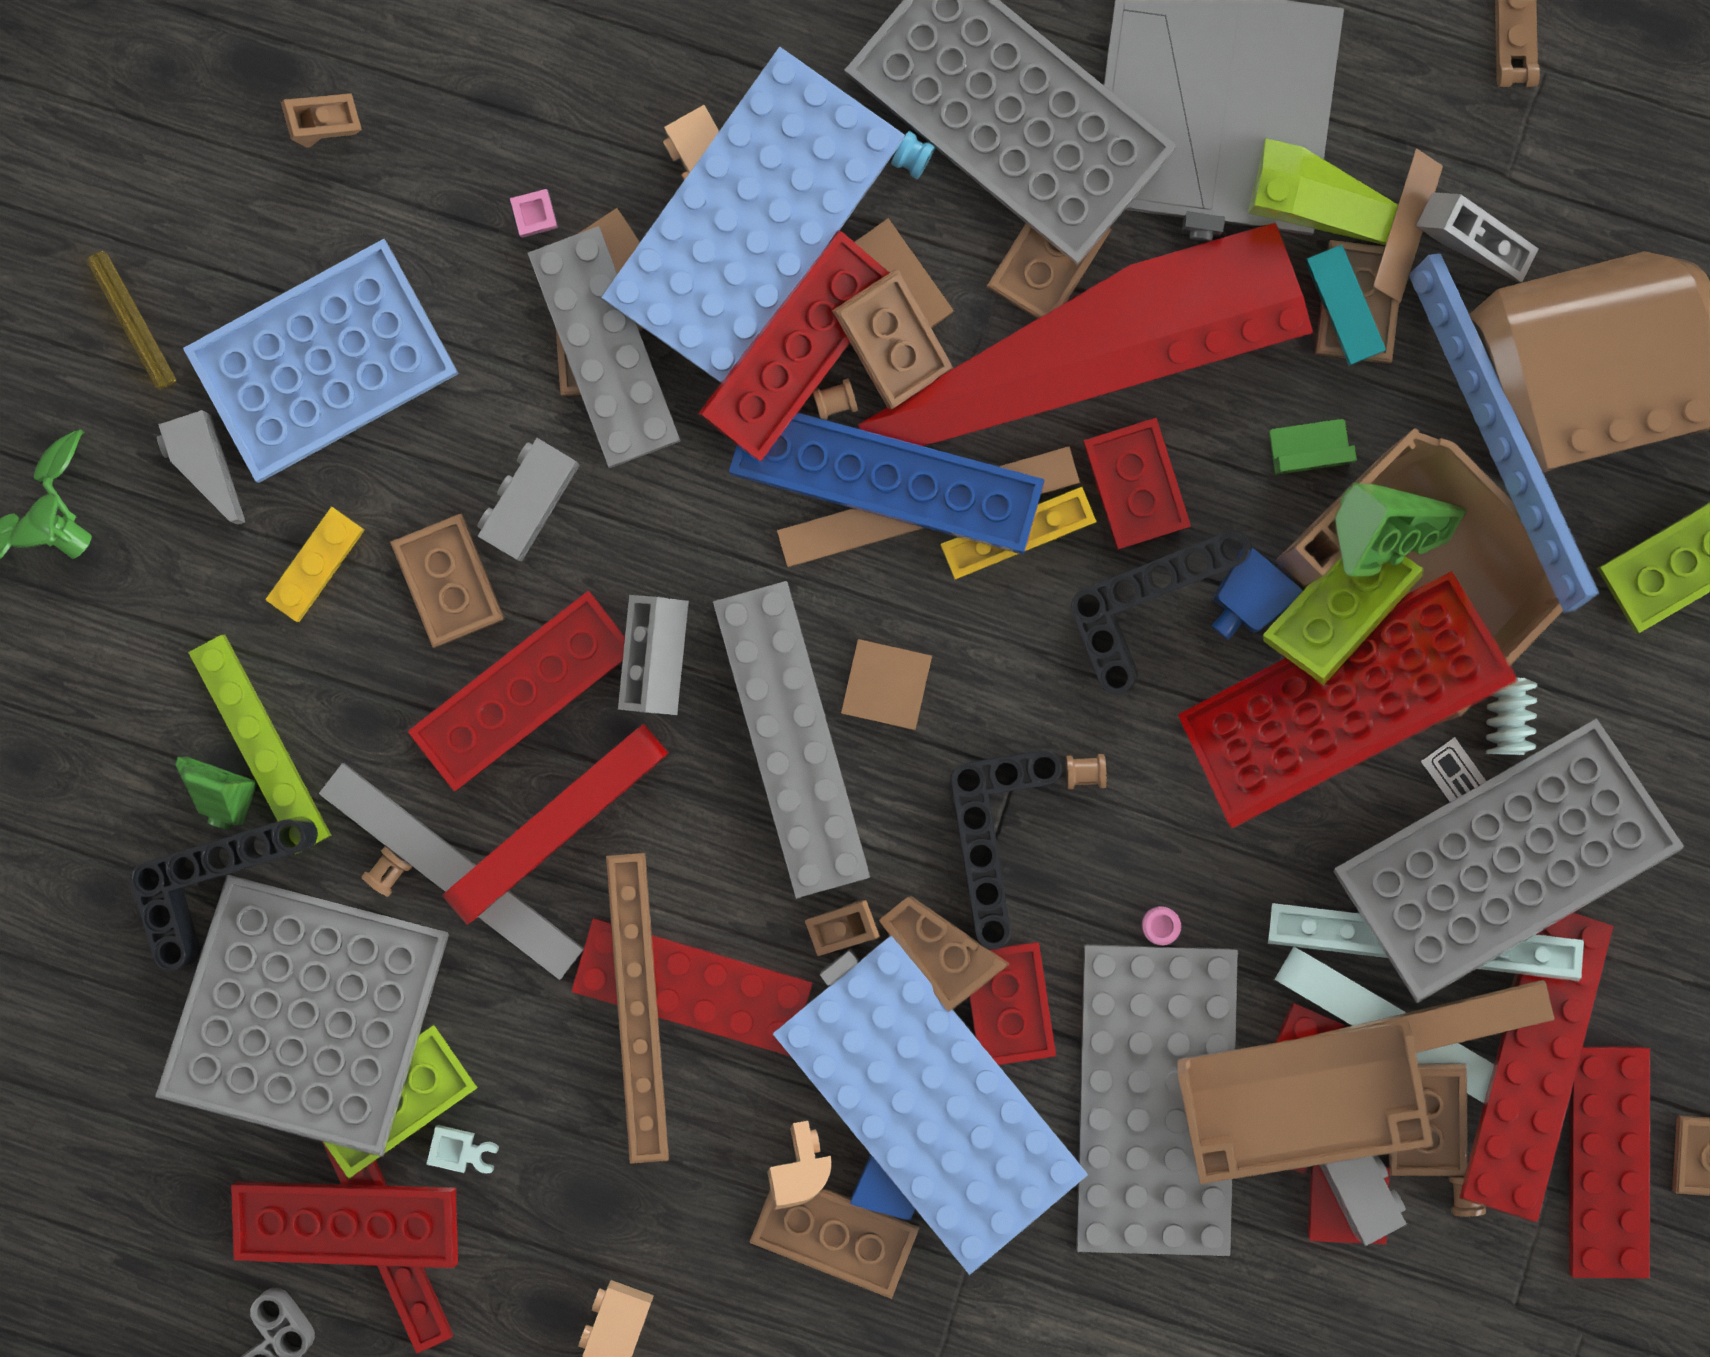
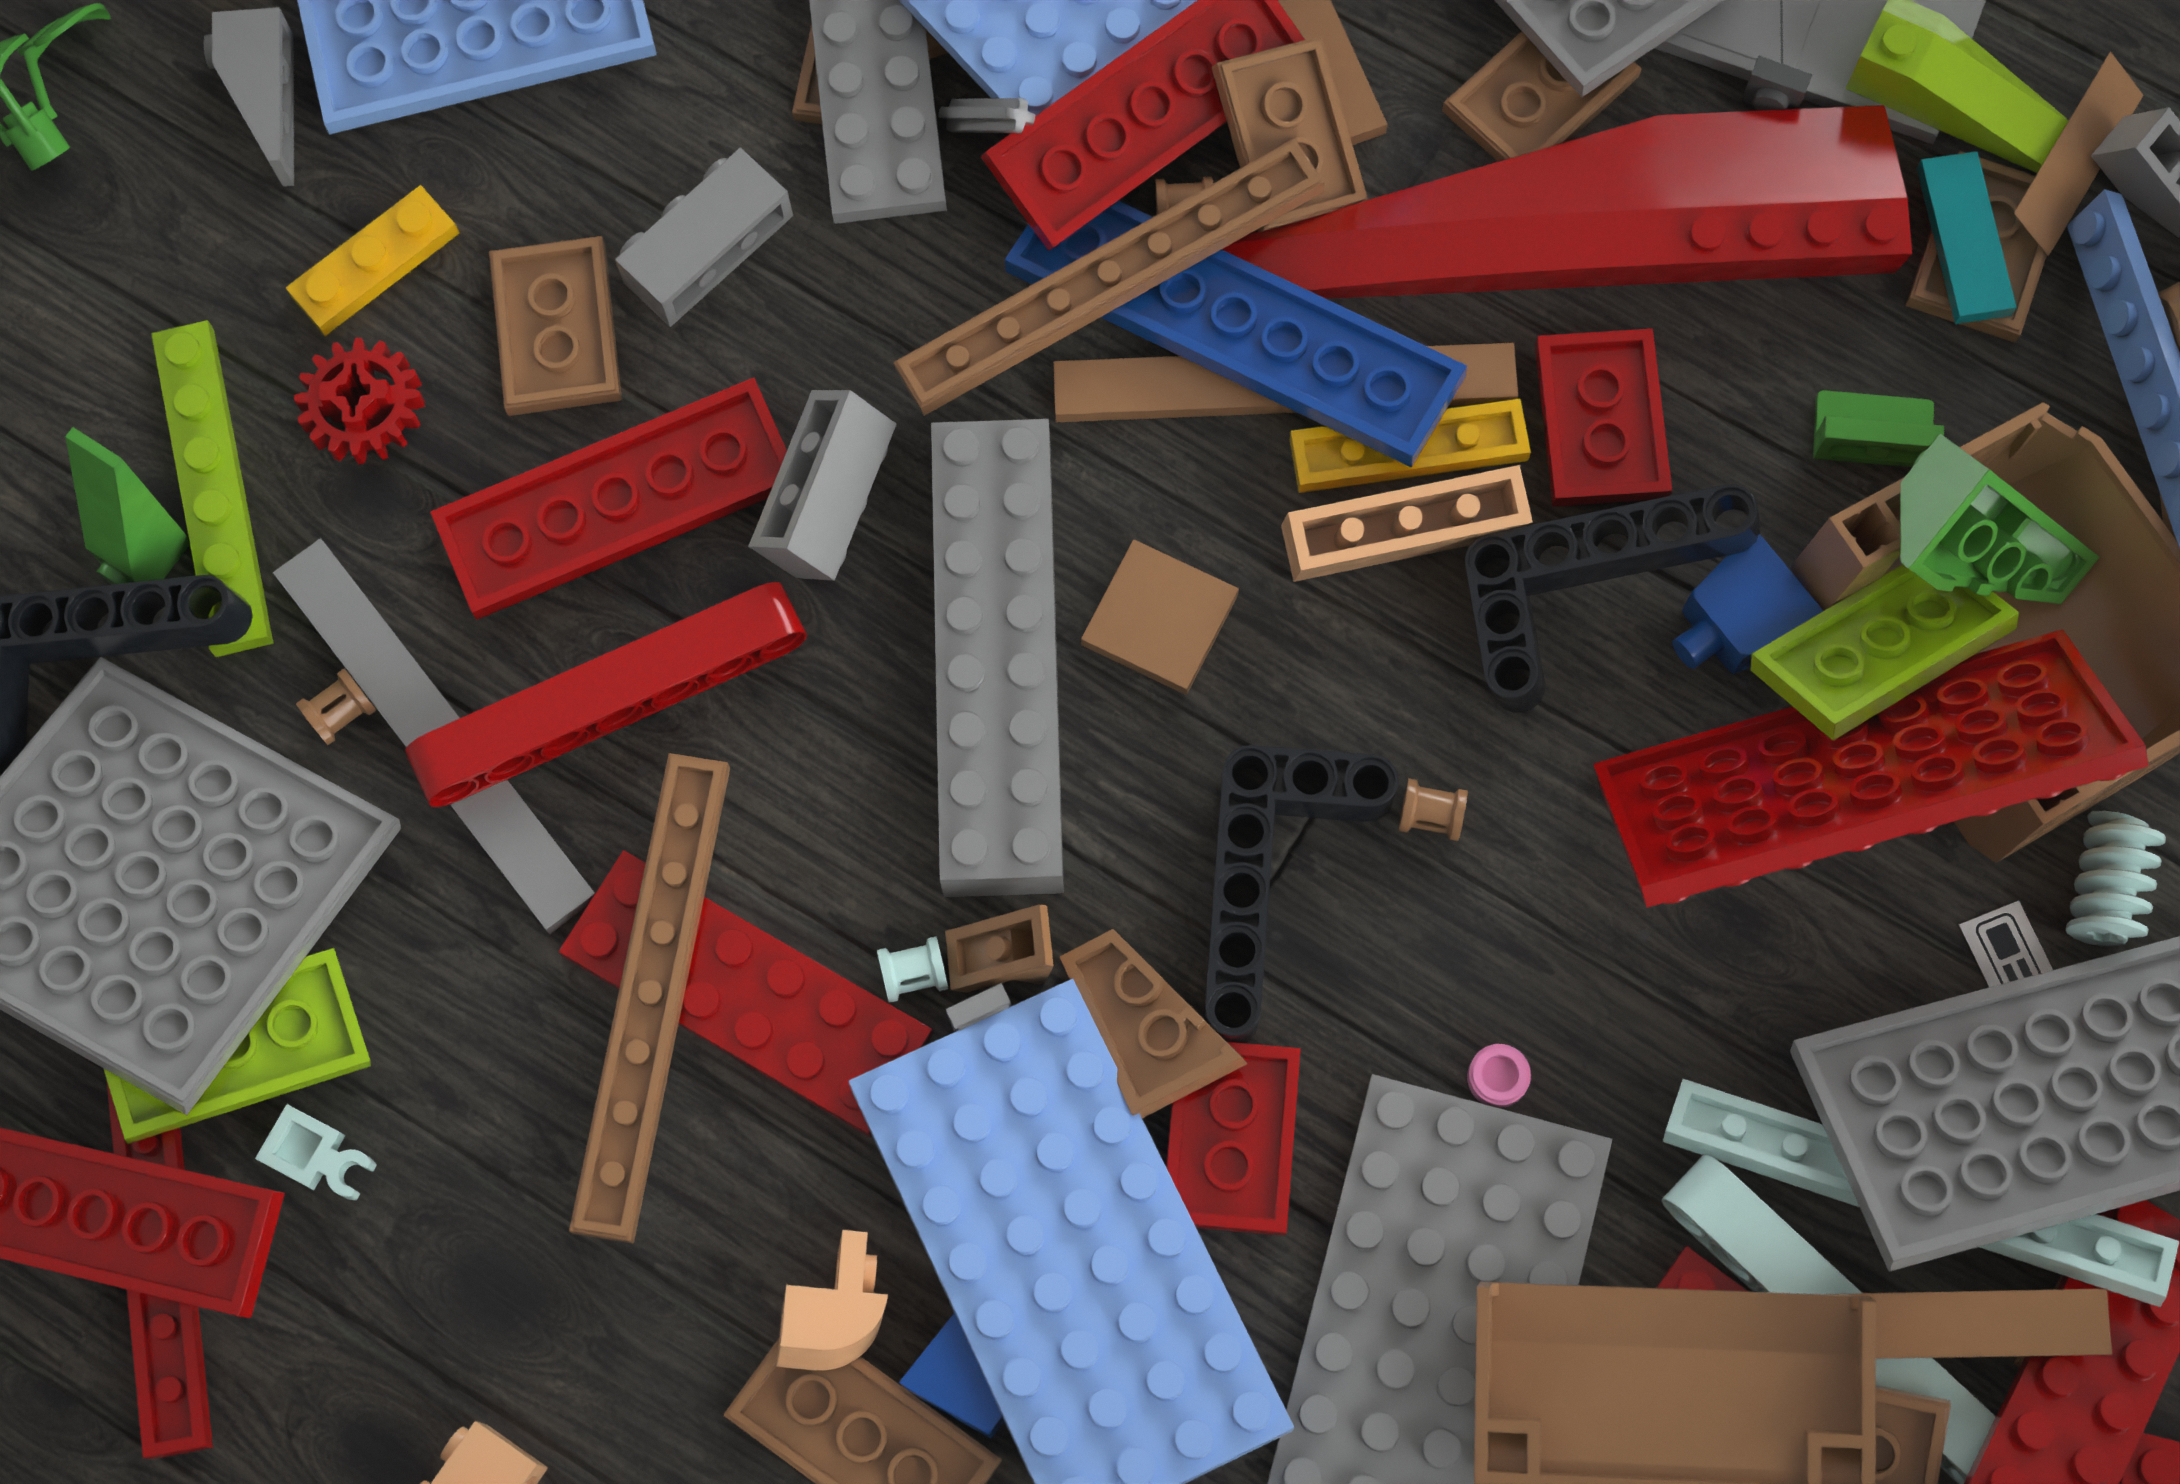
camera: 15 degrees right, 15 degrees down
(333, 650) = (377, 416): none -> red gear
(693, 380) = (987, 115): none -> light grey axle
(790, 950) = (912, 969): none -> light aqua bush
(801, 471) = (1109, 276): none -> medium nougat tile
(1028, 592) = (1404, 523): none -> light nougat brick

